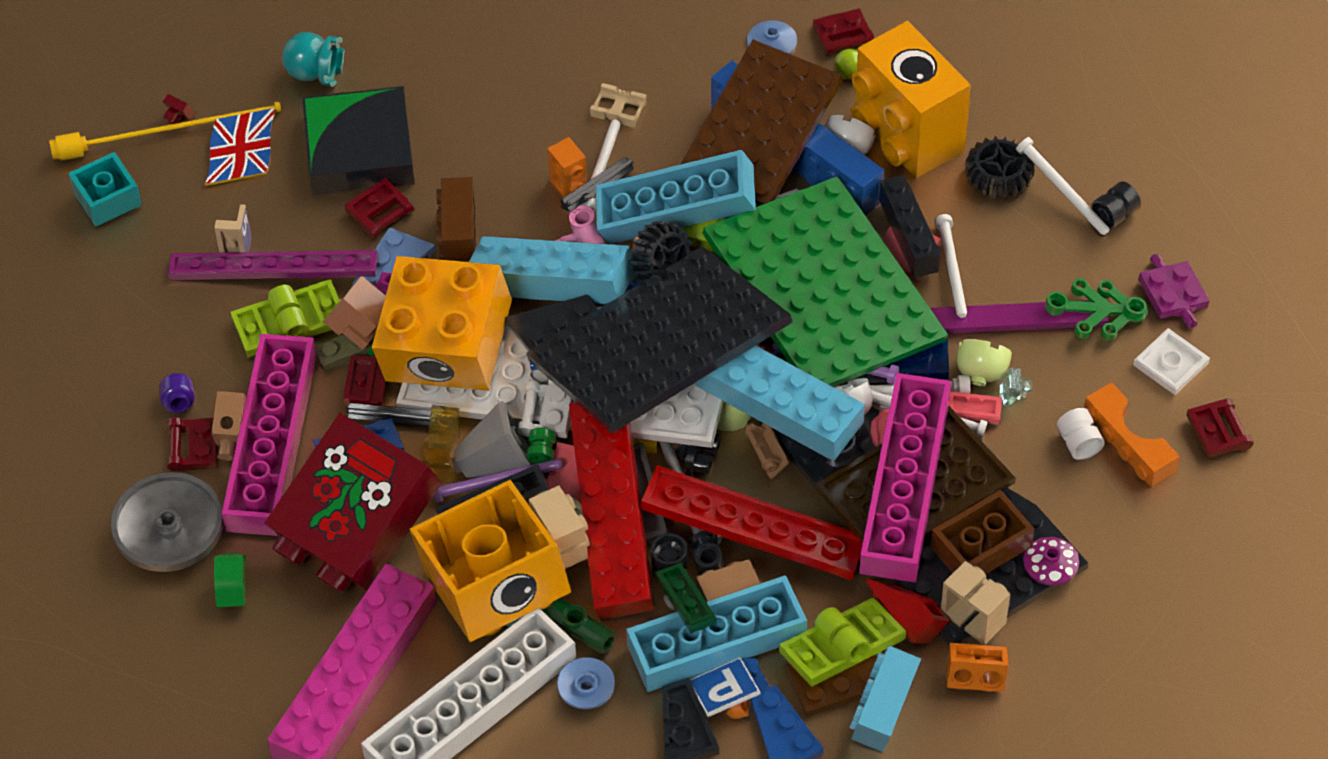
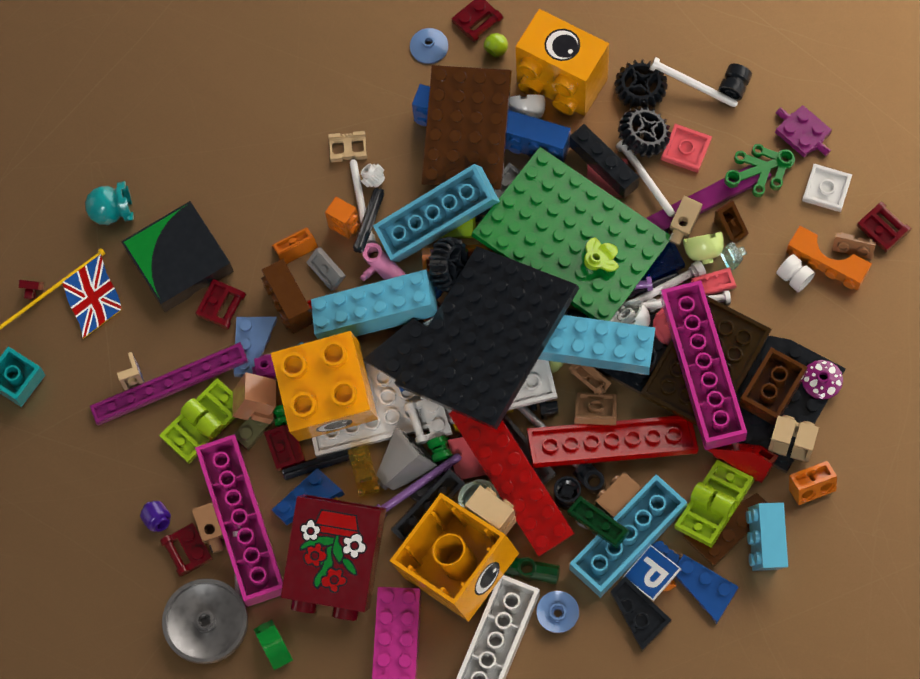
camera: 20 degrees left, 15 degrees up
(499, 184) = (295, 245): none -> orange slope
(520, 215) = (326, 269): none -> light grey plate
(629, 142) = (372, 175): none -> white gear
(754, 482) = (595, 409): none -> medium nougat tile
(844, 312) = (600, 256): none -> lime plate
(970, 219) = (648, 133): none -> black gear
(973, 319) = (687, 212): none -> tan torso
(1020, 255) = (686, 148): none -> coral tile
(1029, 348) = (730, 222): none -> reddish brown slope
(1178, 438) = (847, 244): none -> medium nougat hinge

